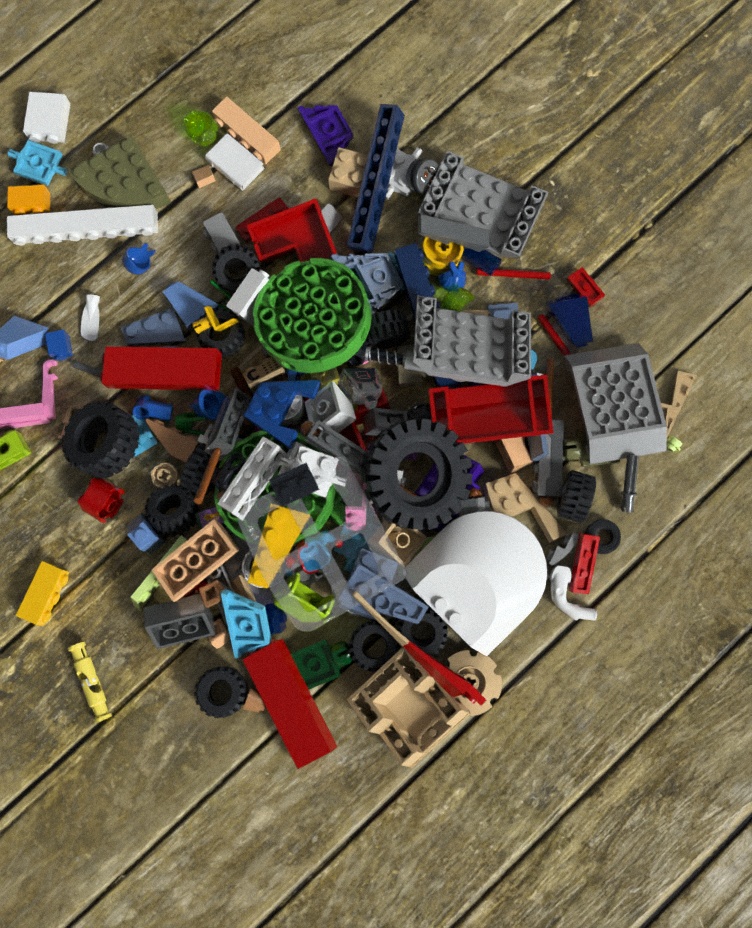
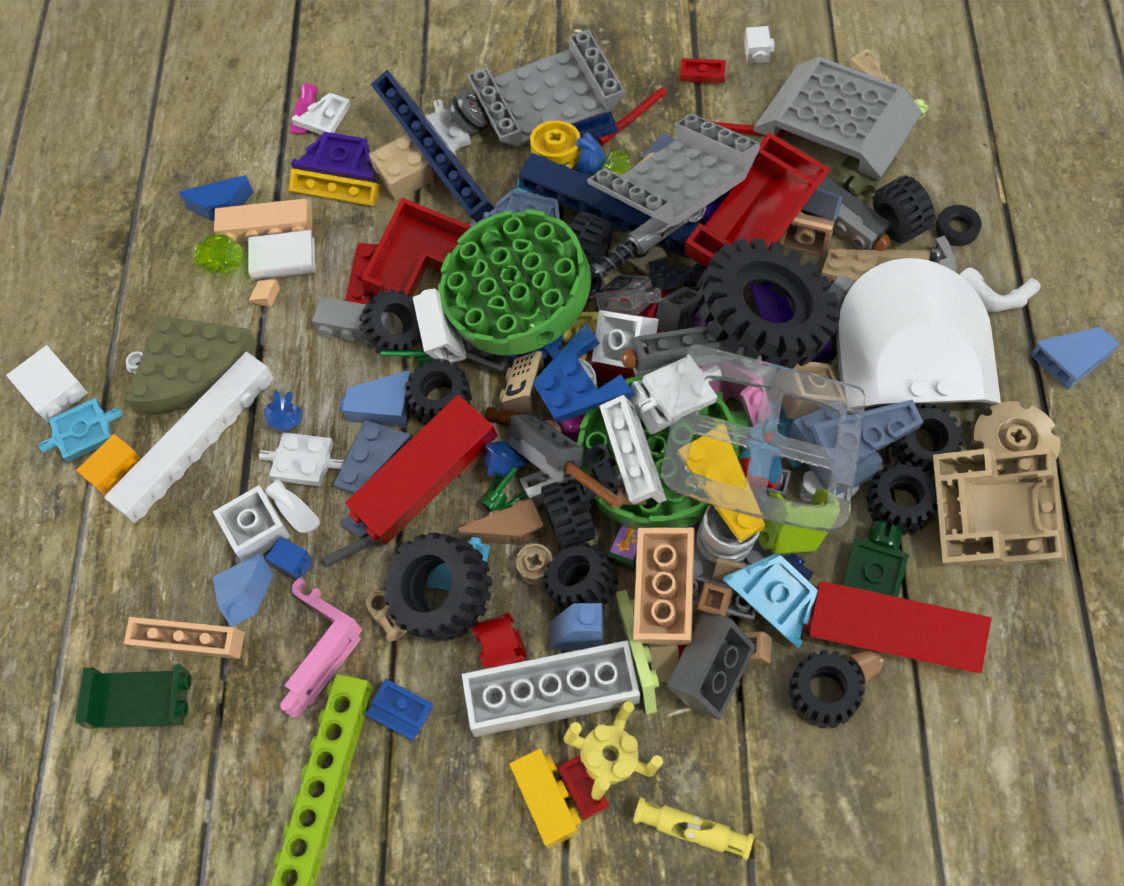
camera: 45 degrees left, 15 degrees down
(28, 478) = (399, 710): none -> blue plate
(58, 307) = (251, 523): none -> white brick
(65, 607) = (580, 788): none -> red plate
(95, 619) = (614, 738): none -> light yellow plate
(98, 546) = (550, 688): none -> white brick
(121, 295) = (301, 459): none -> white plate
(146, 407) = (453, 517): blue piece -> none
(212, 321) = (423, 380): yellow bracket -> none
(240, 89) = (217, 195): none -> blue slope
(294, 484) = (682, 405): black plate -> none
(306, 146) = (334, 187): none -> yellow slope
(344, 77) = (307, 98): none -> dark pink piece
(349, 92) = (323, 115): none -> white wing
(405, 397) = (668, 277): none -> black piece
(449, 231) = (549, 119): dark grey slope -> none
(451, 681) = (1007, 435): red plate -> none
(562, 676) = (1075, 354): none -> medium blue slope
(573, 318) = (725, 95): clear blue slope -> none
(584, 563) = (974, 254): red plate -> none
(630, 483) = (927, 162): dark grey axle -> none
(636, 305) = (758, 44): none -> white brick

